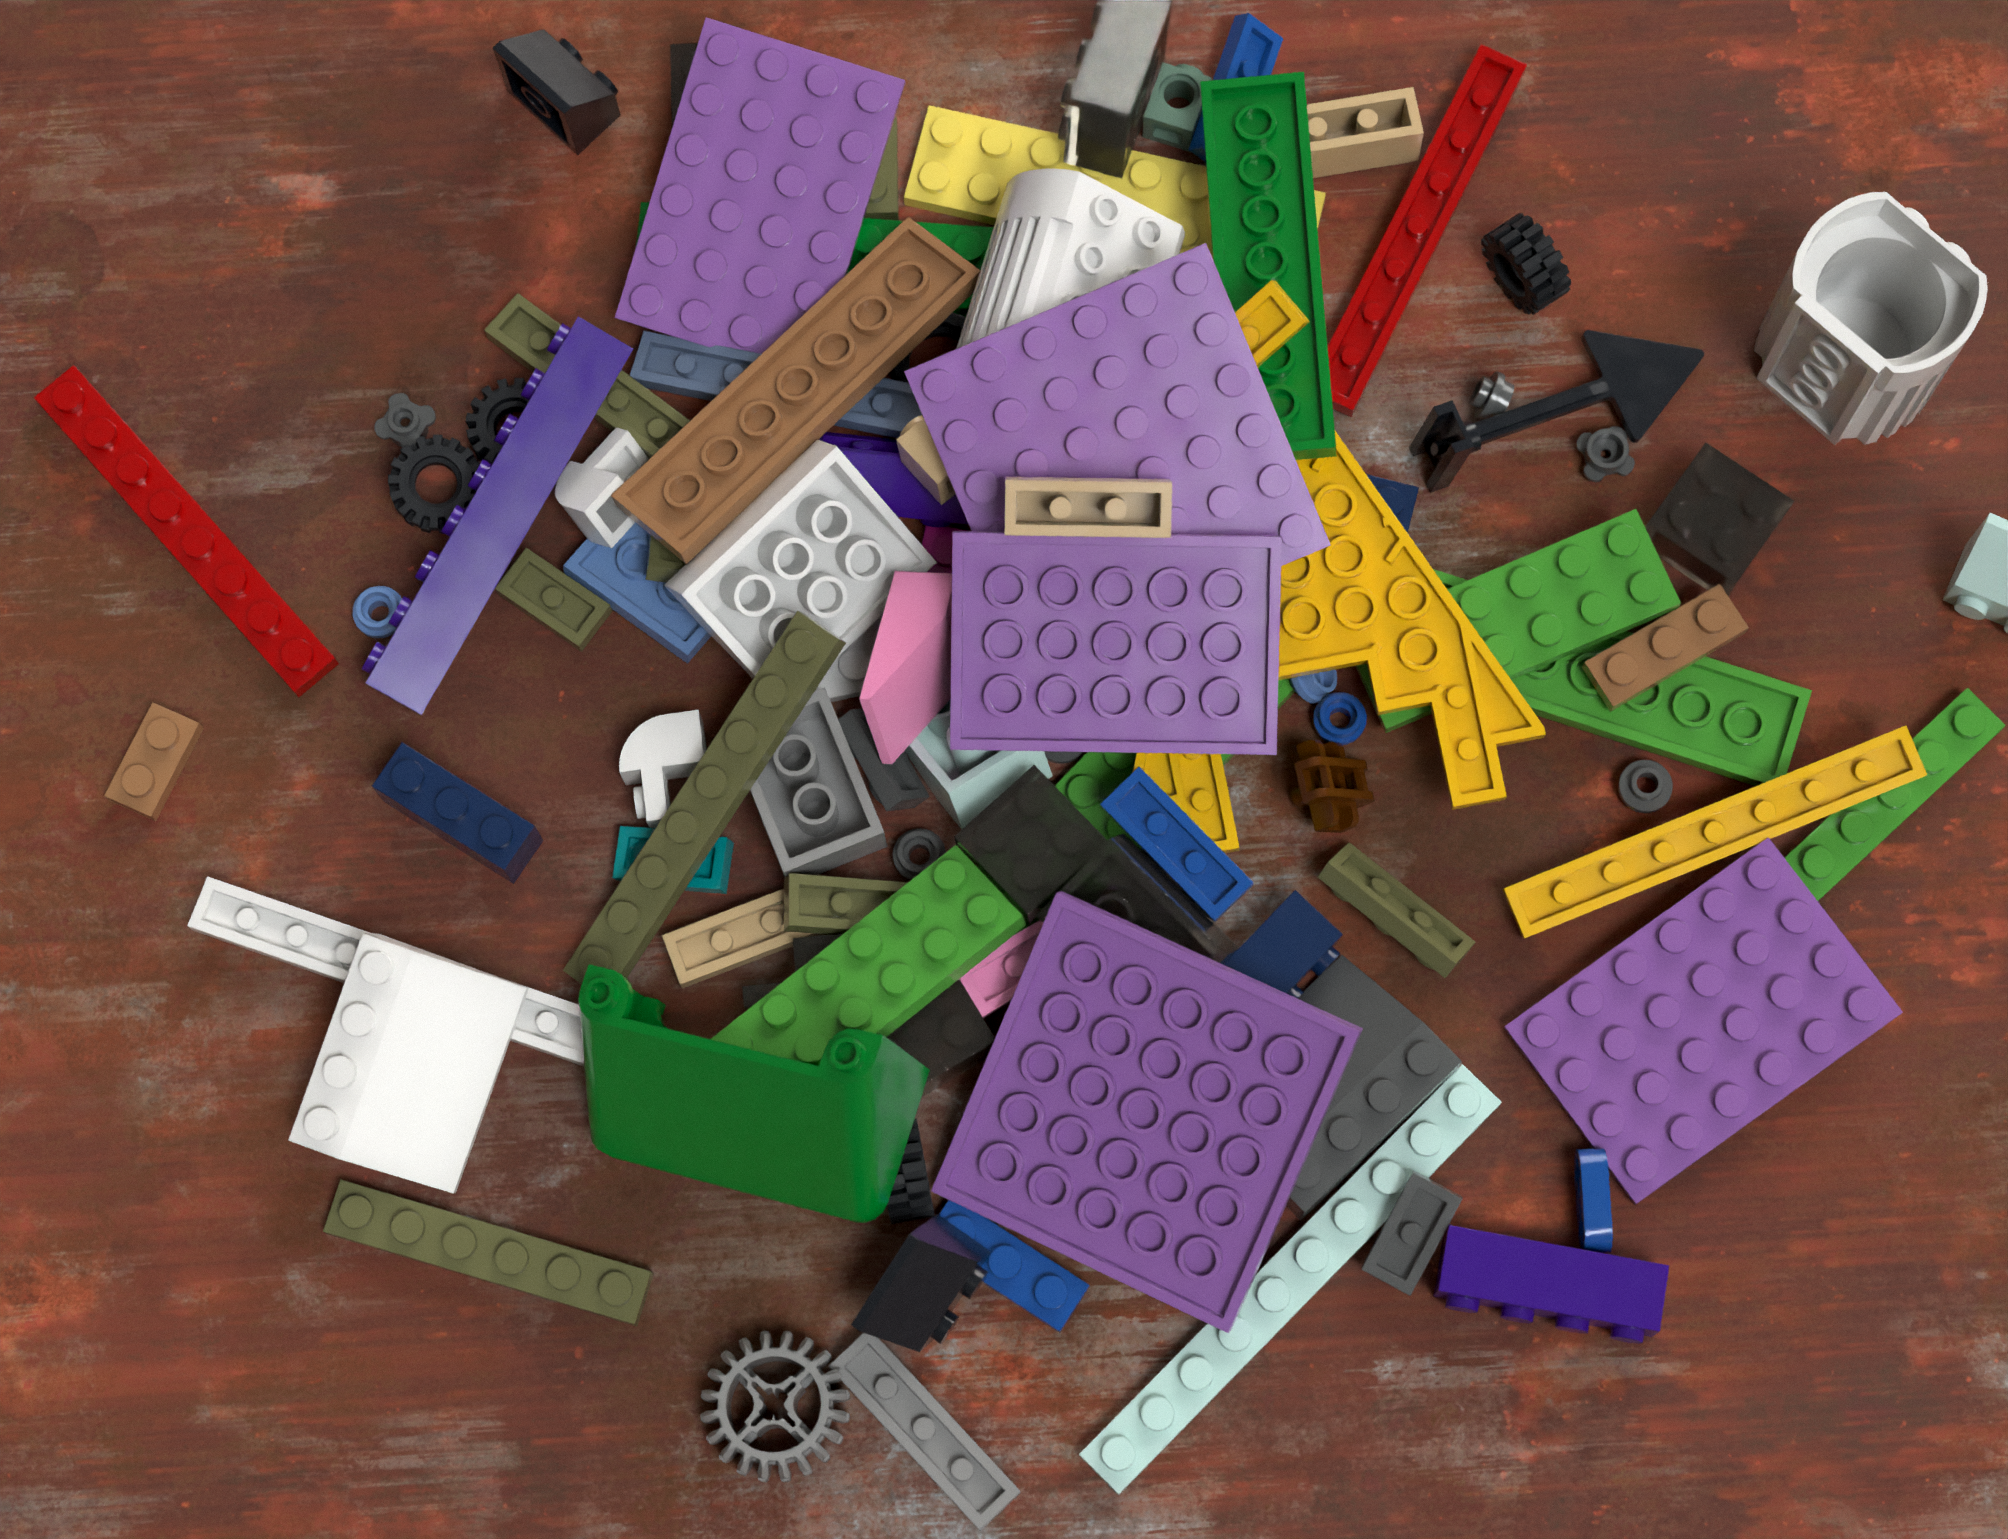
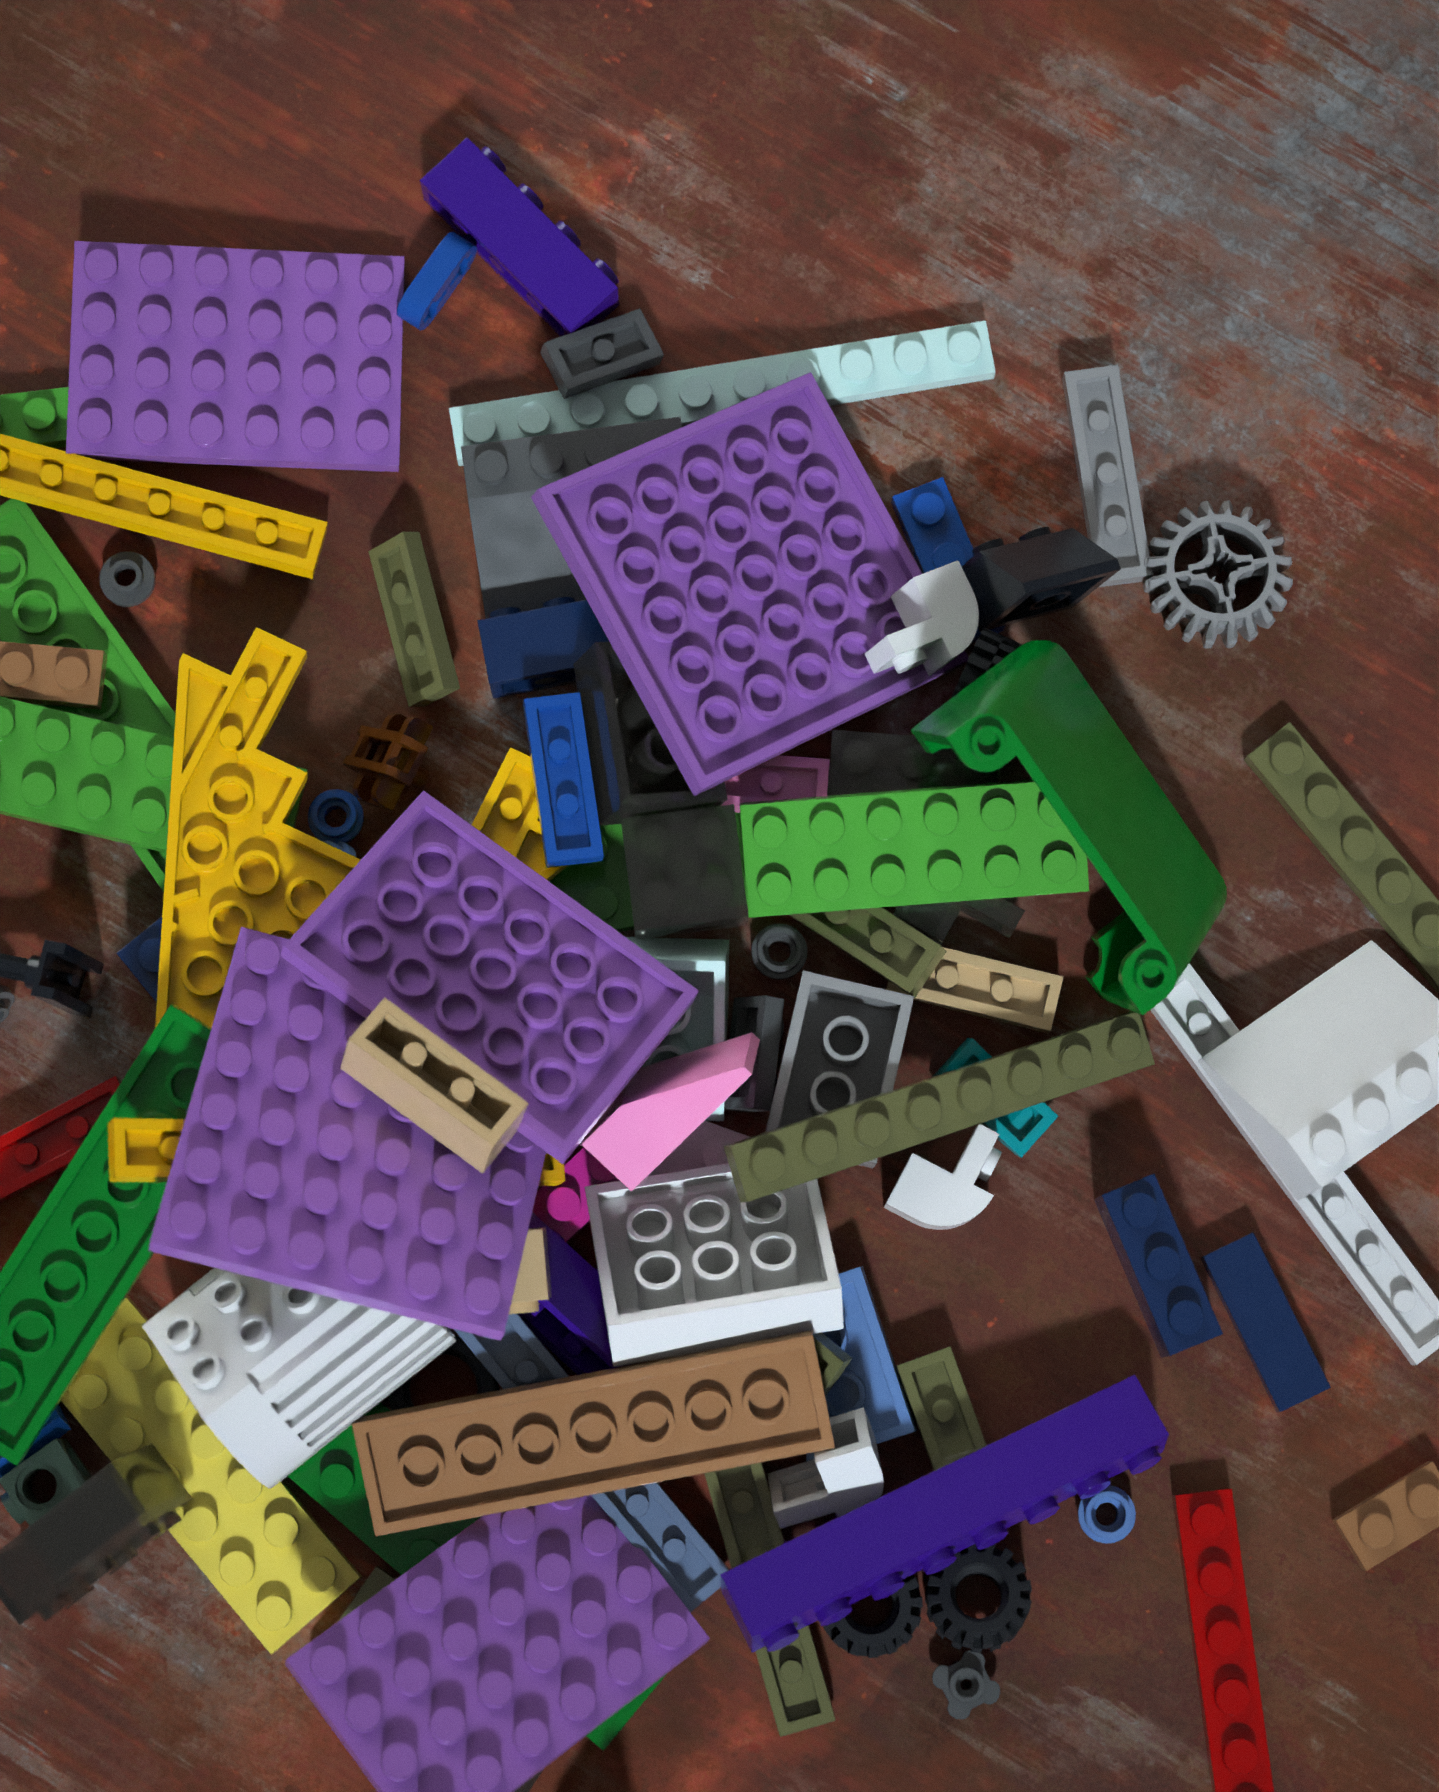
camera: 150 degrees left, 5 degrees up
(348, 835) = (1265, 1322): none -> dark blue tile
(972, 1192) = (938, 620): none -> white brick

